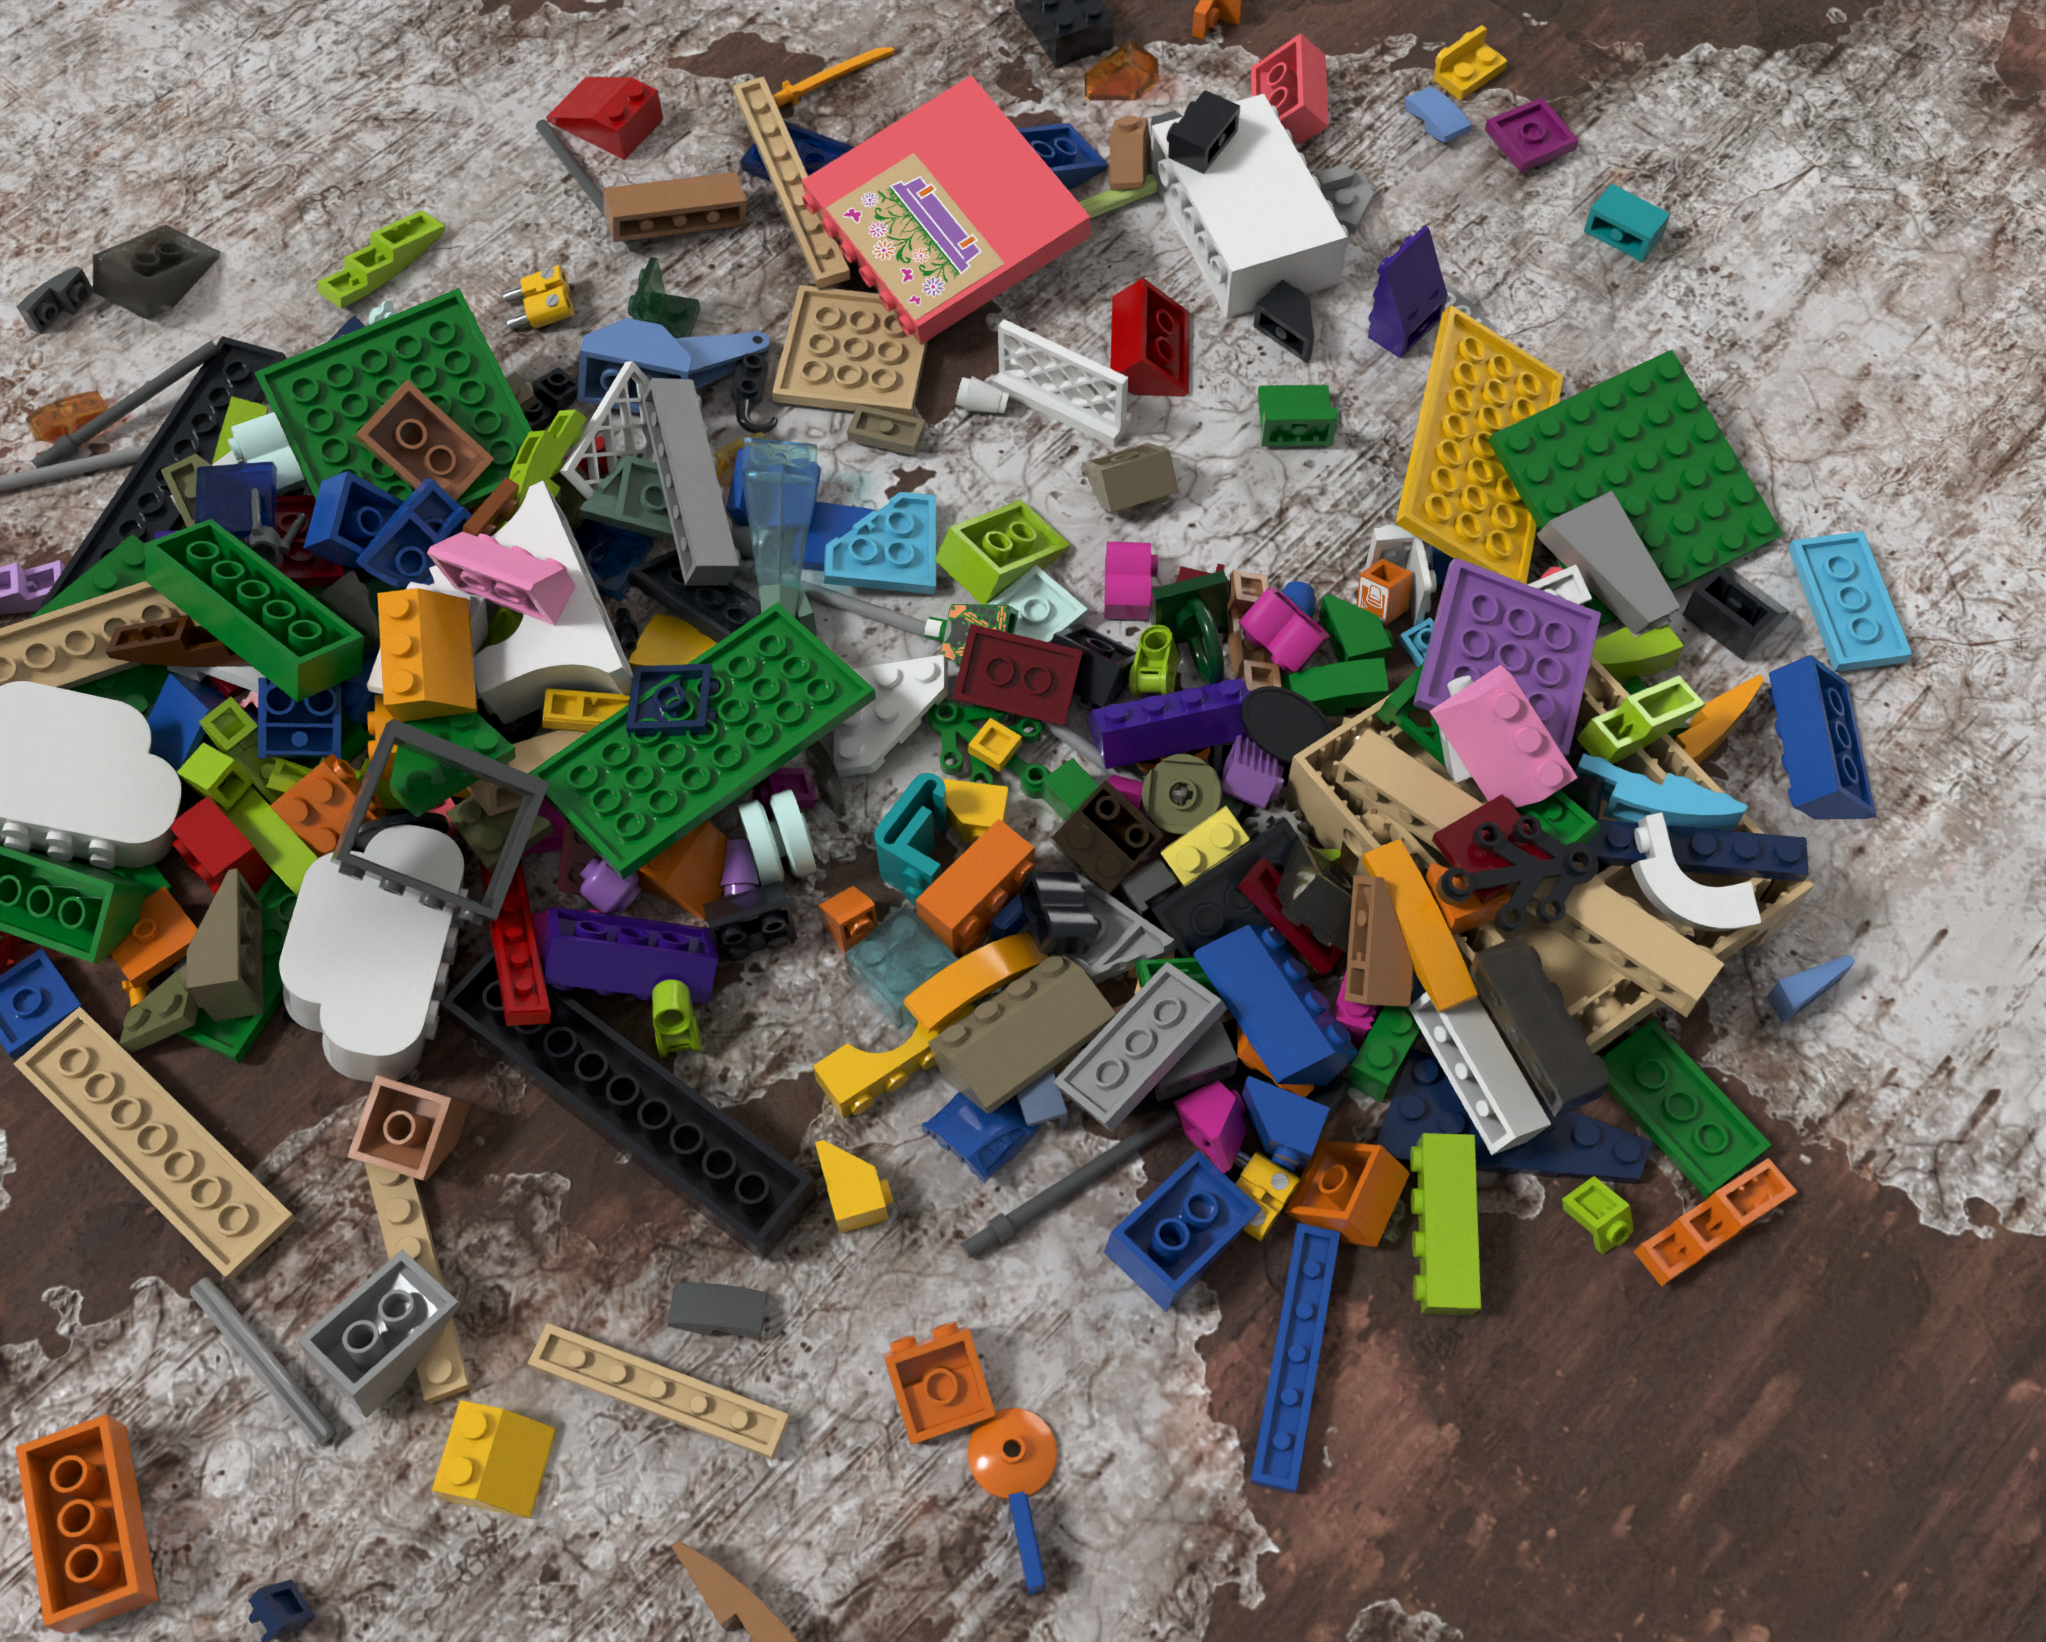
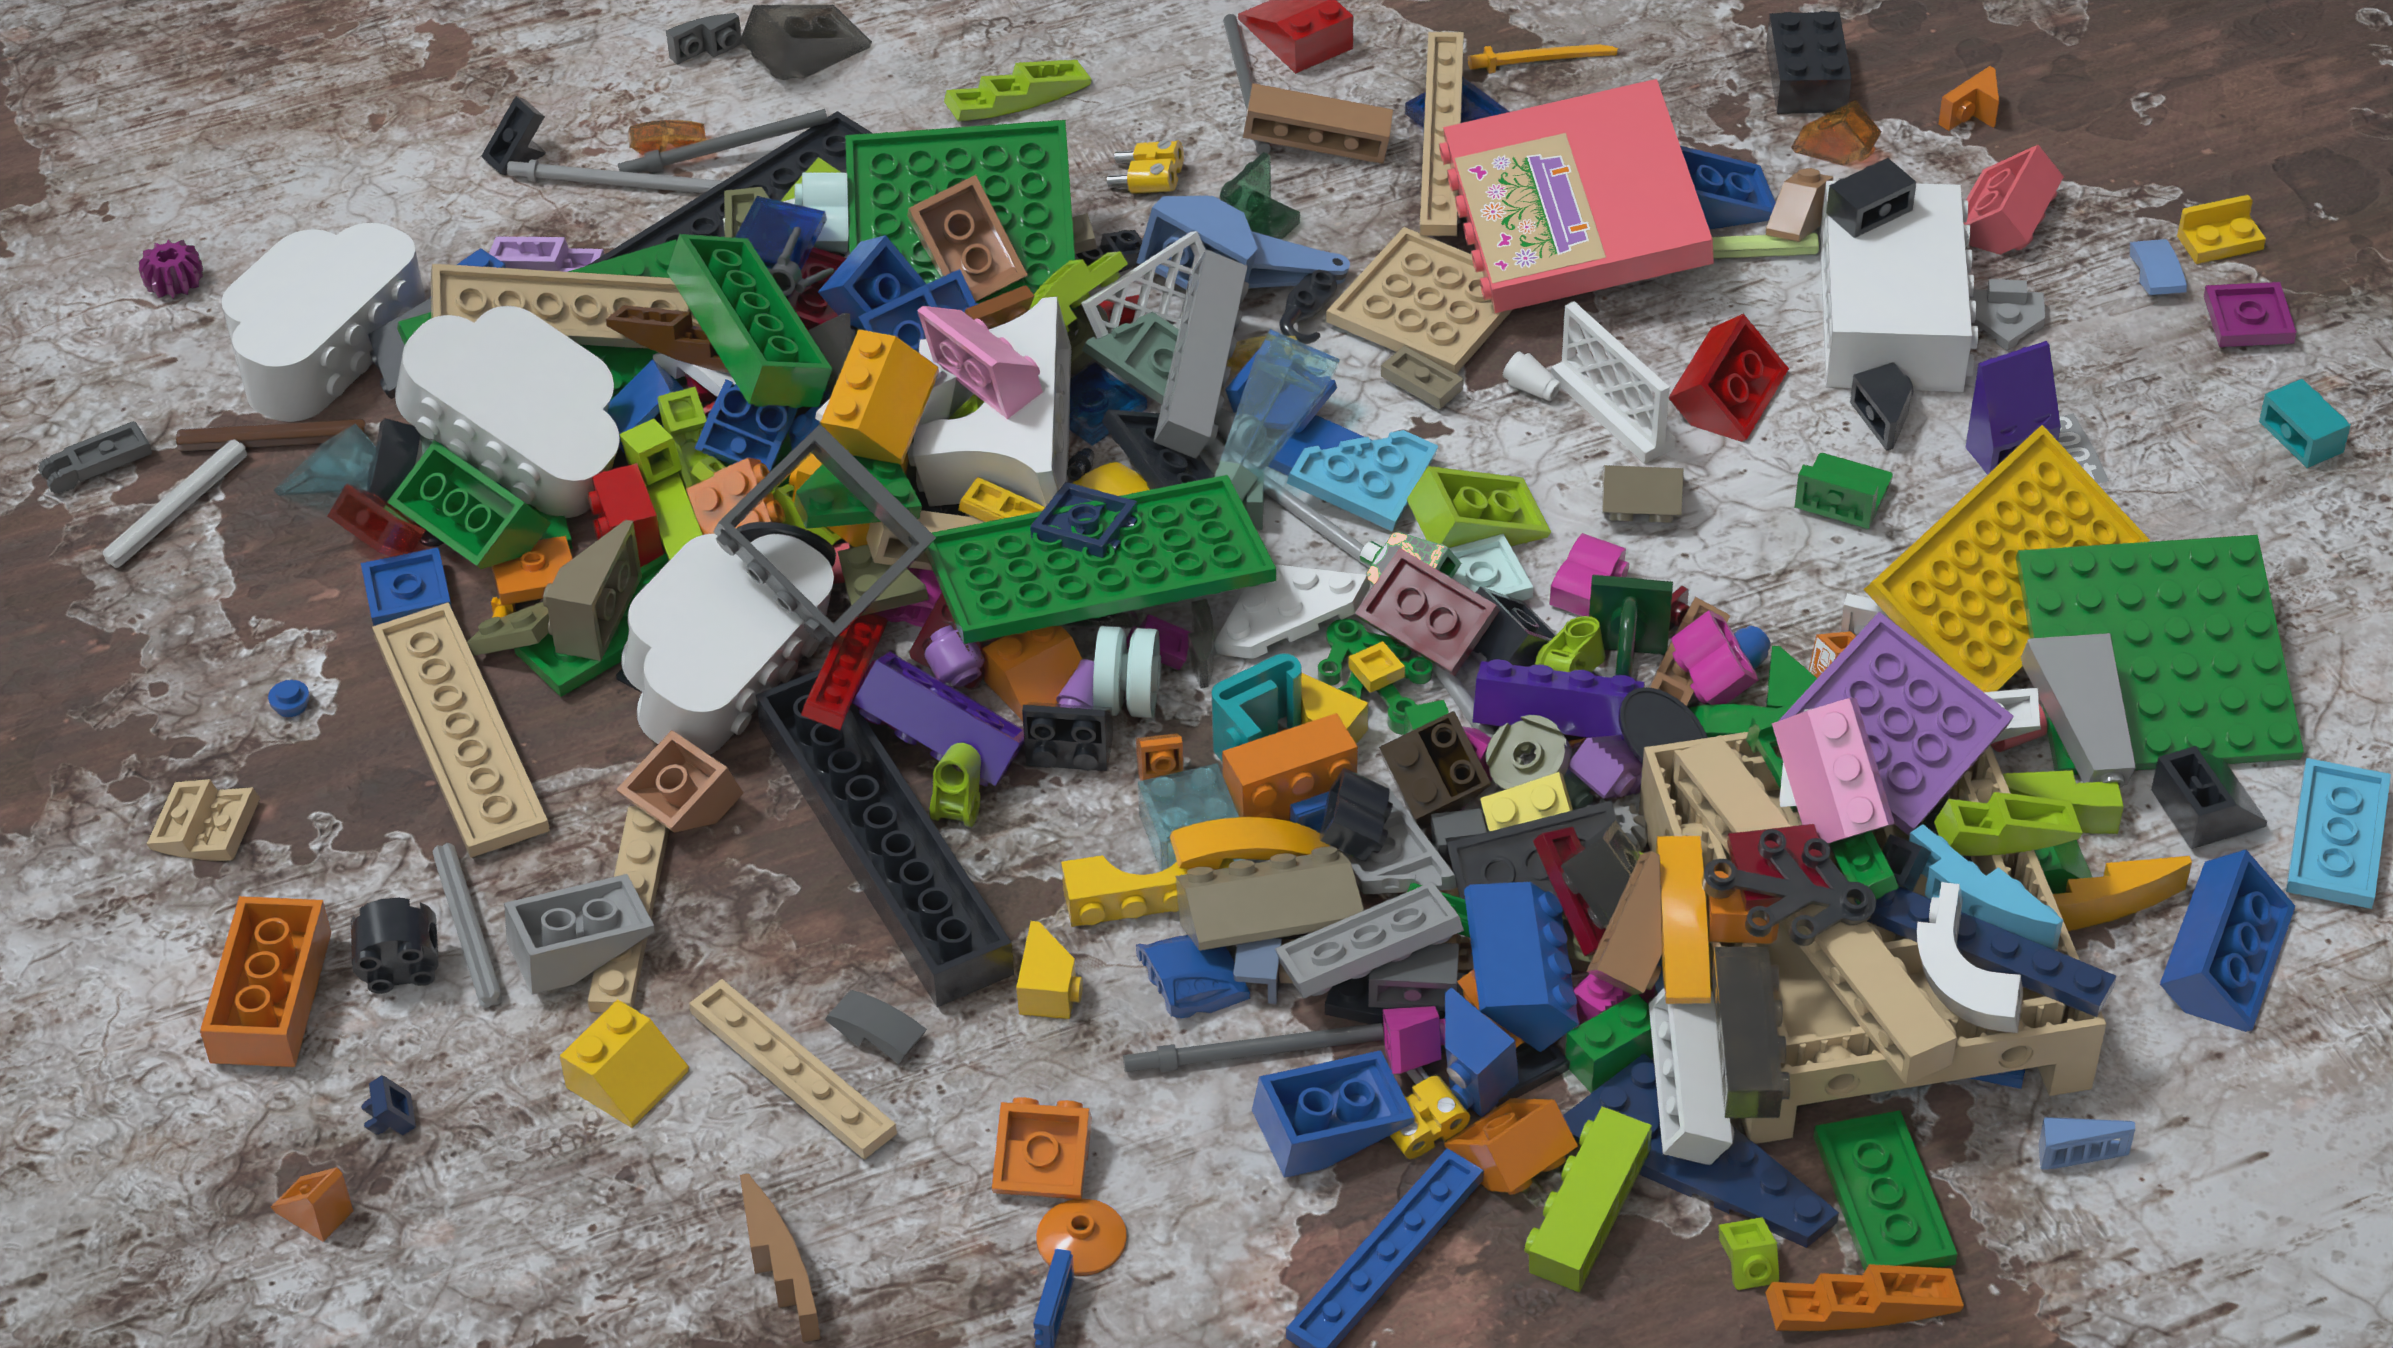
camera: 25 degrees right, 15 degrees down
(202, 1426) = (394, 944): none -> black brick

